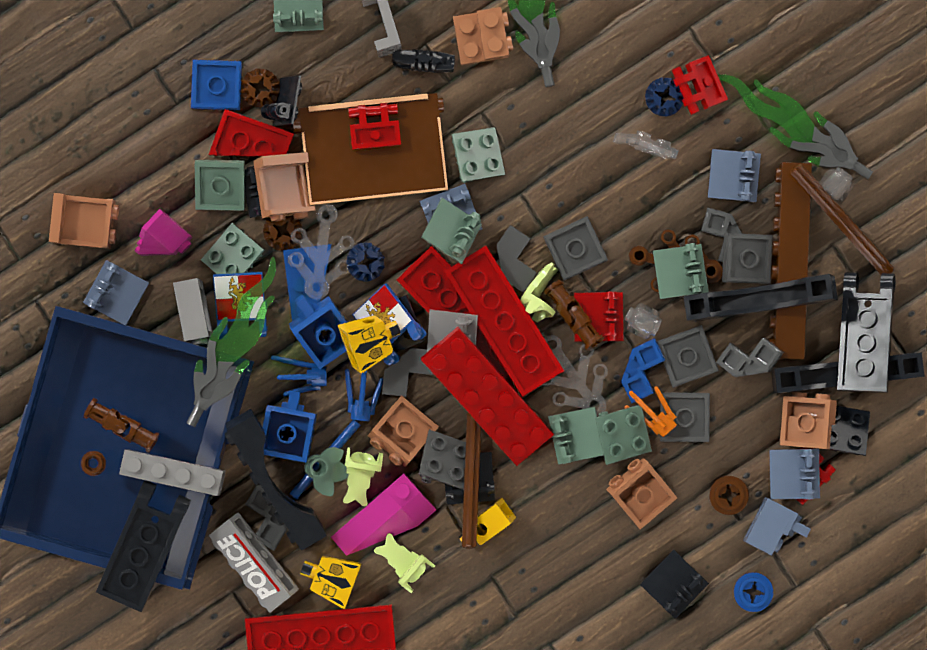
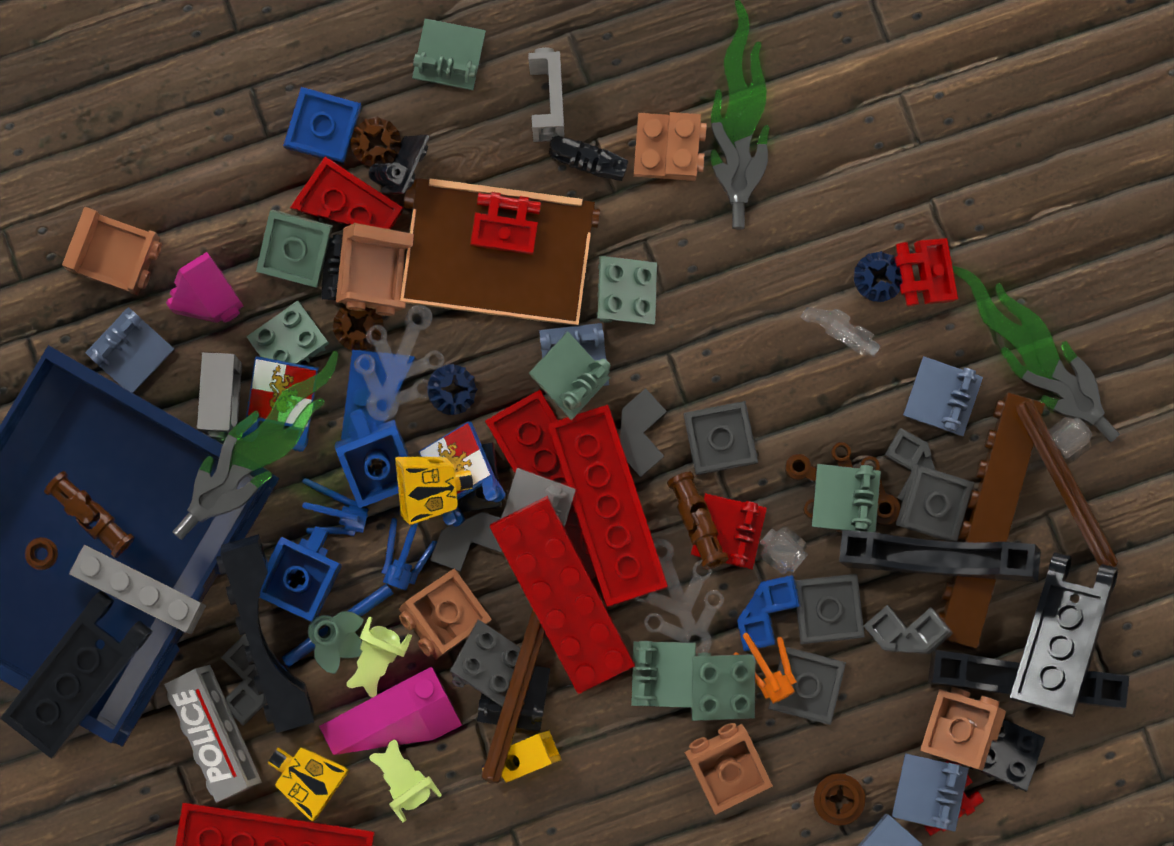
camera: 10 degrees right, 5 degrees down
(531, 296) = (650, 483): yellowish green hair -> none

